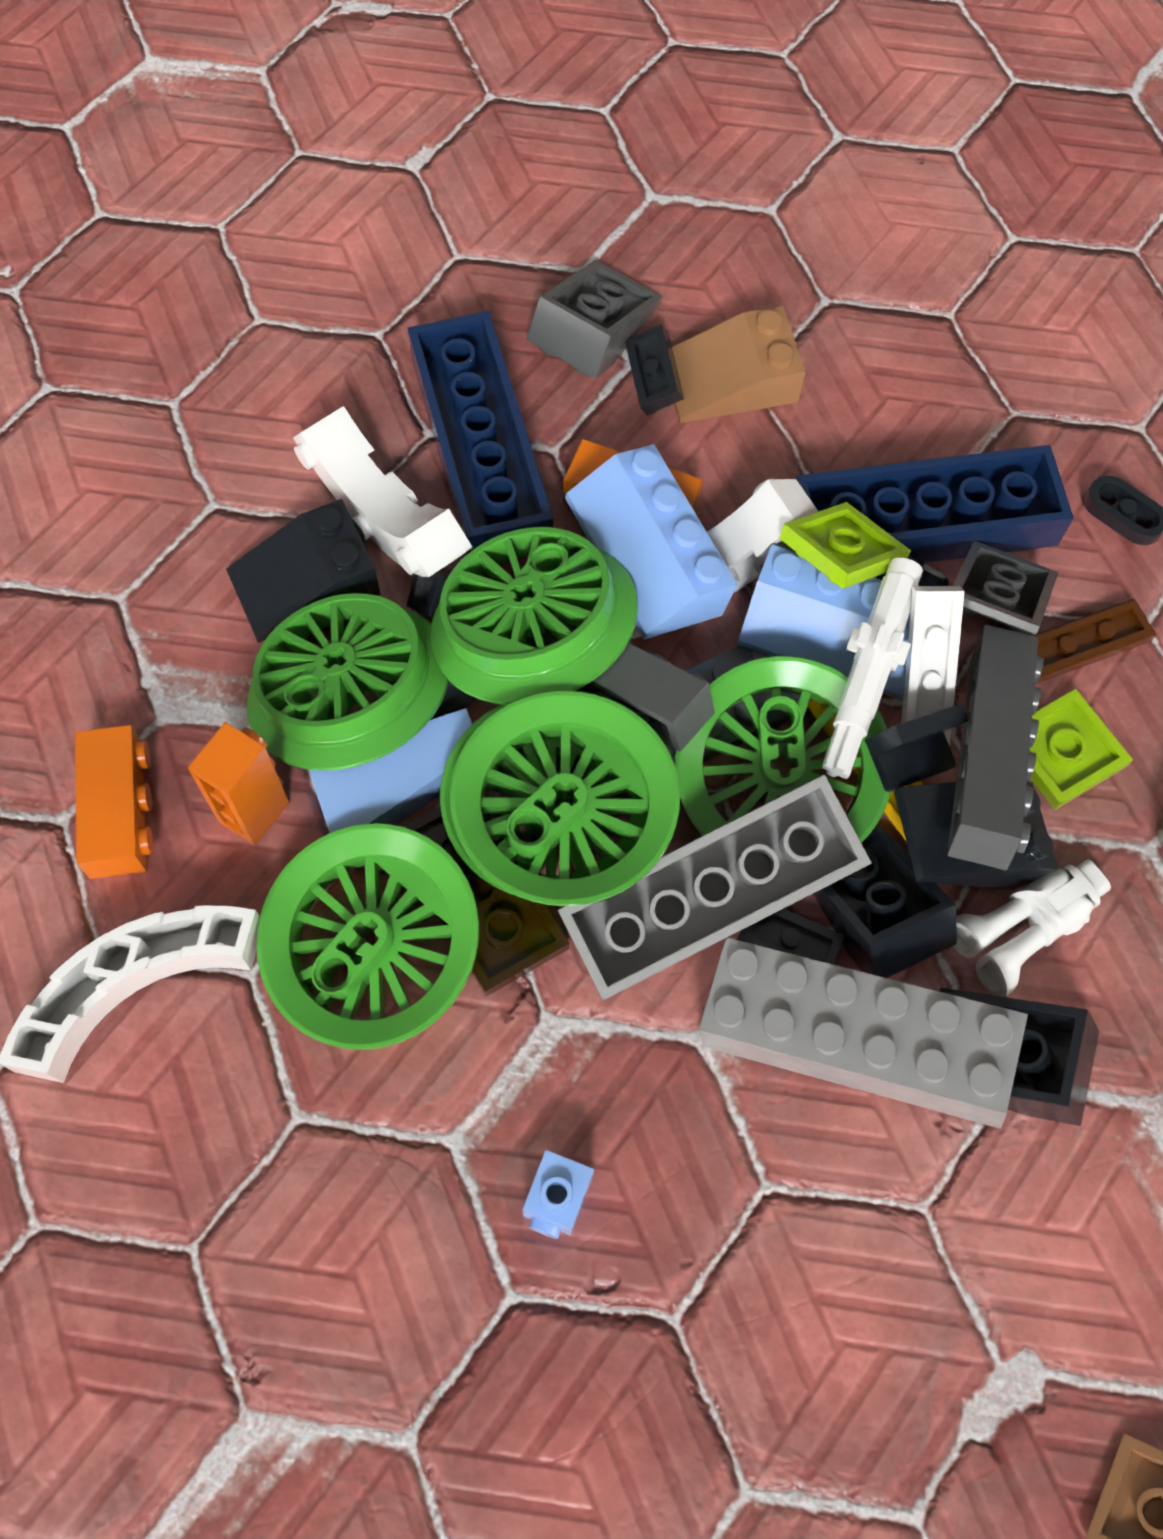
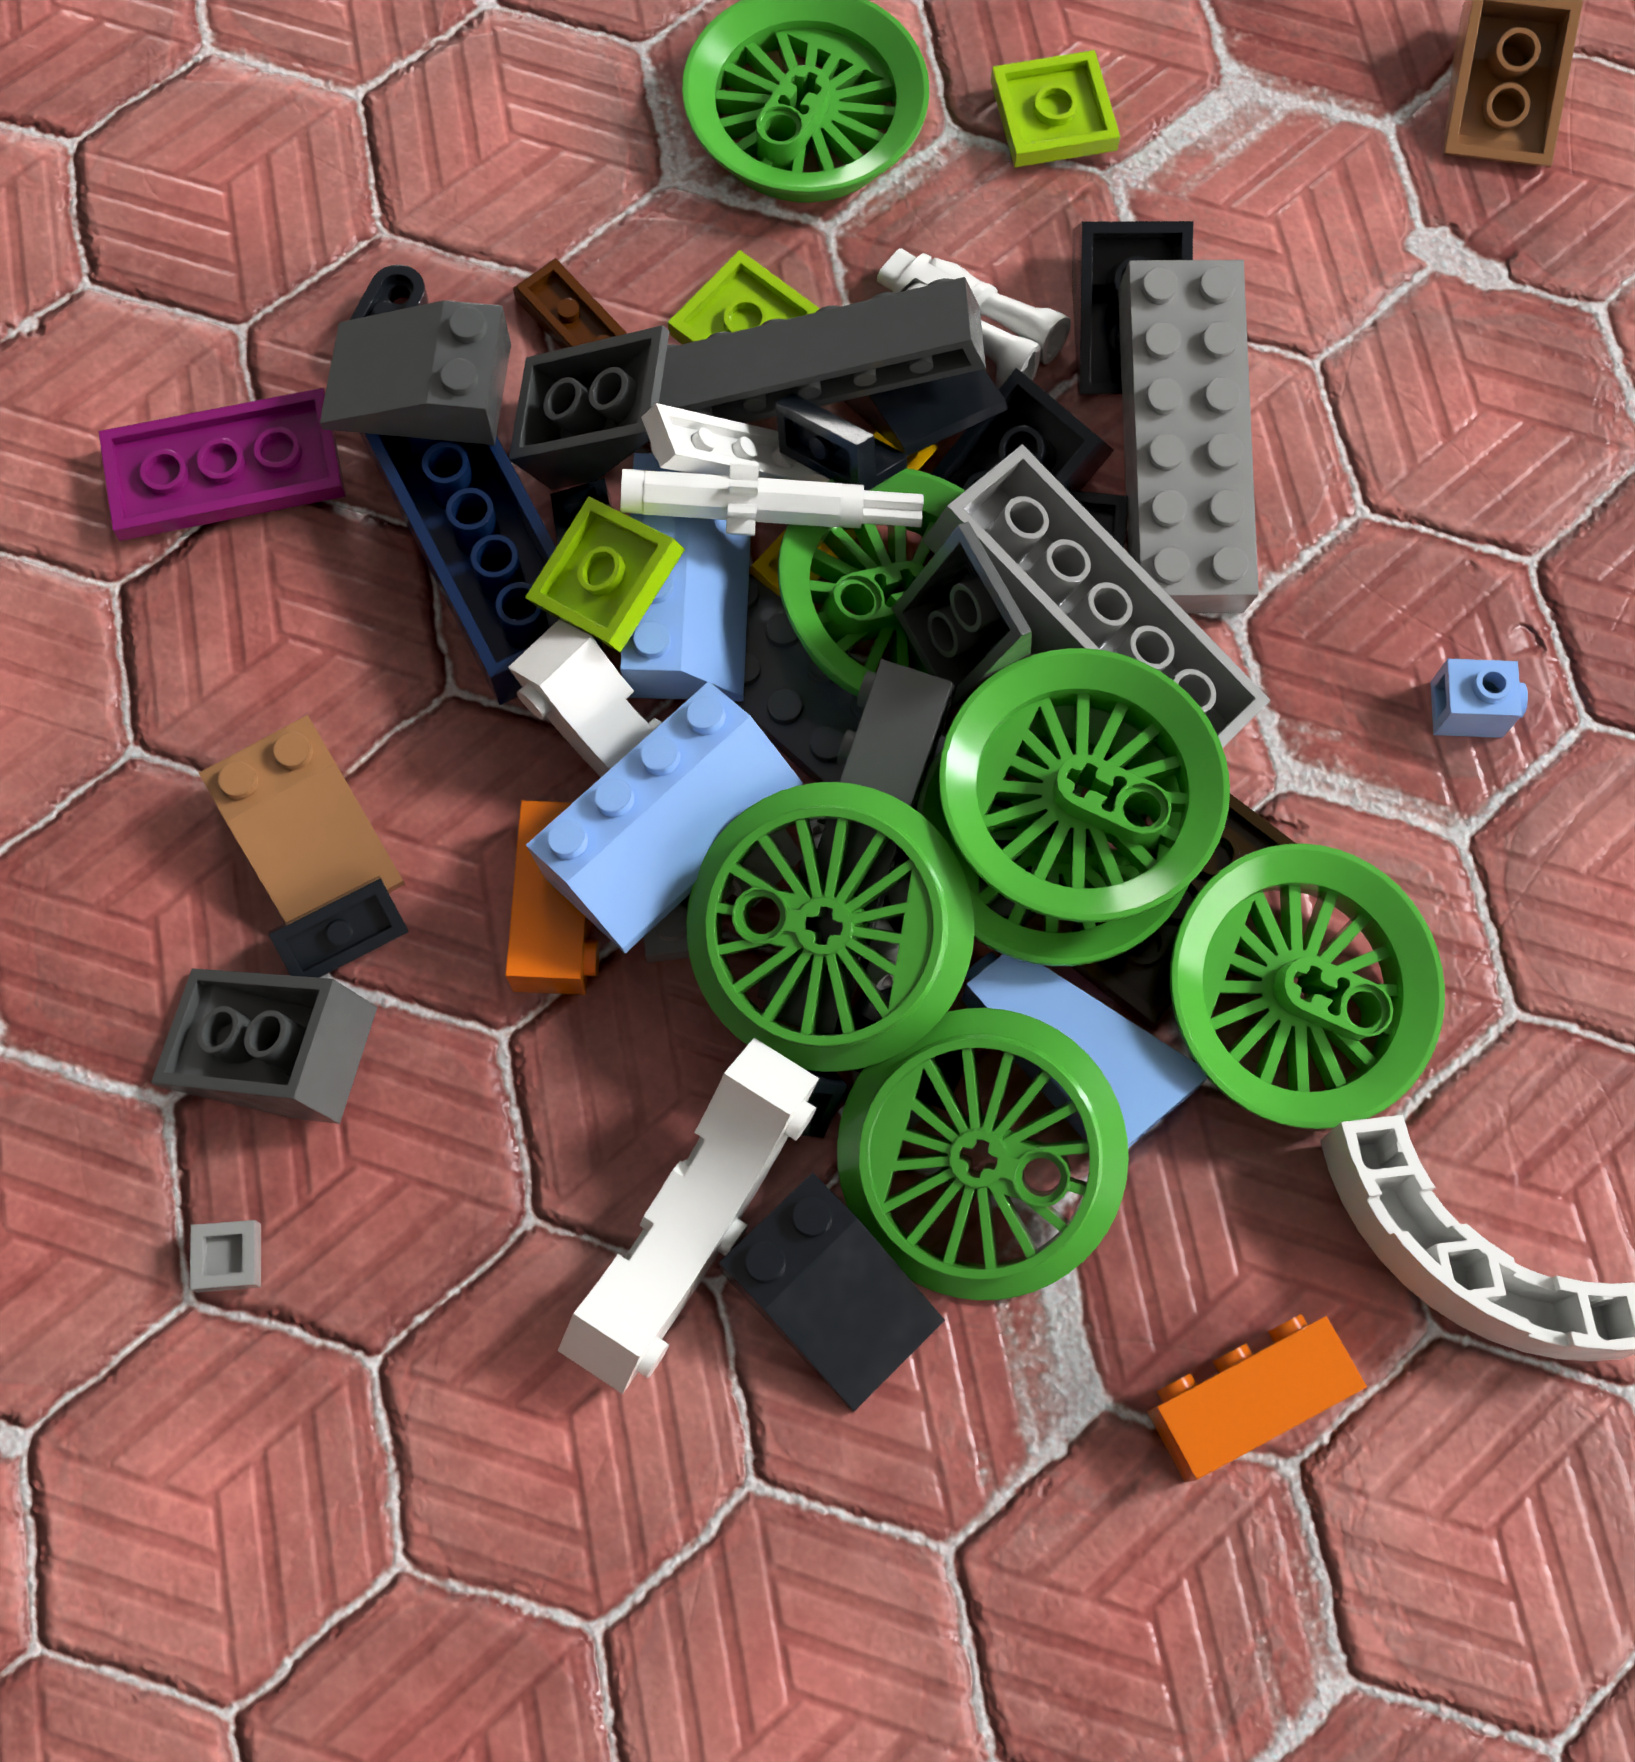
camera: 110 degrees left, 5 degrees up
(240, 782) = (1197, 1204): orange brick -> none
(471, 270) = (225, 1256): none -> light grey plate
(478, 428) = (533, 1125): dark blue brick -> none
(727, 767) = (963, 616): none -> dark grey slope
(1025, 383) = (219, 464): none -> magenta plate
(1048, 489) = (420, 373): none -> dark grey slope

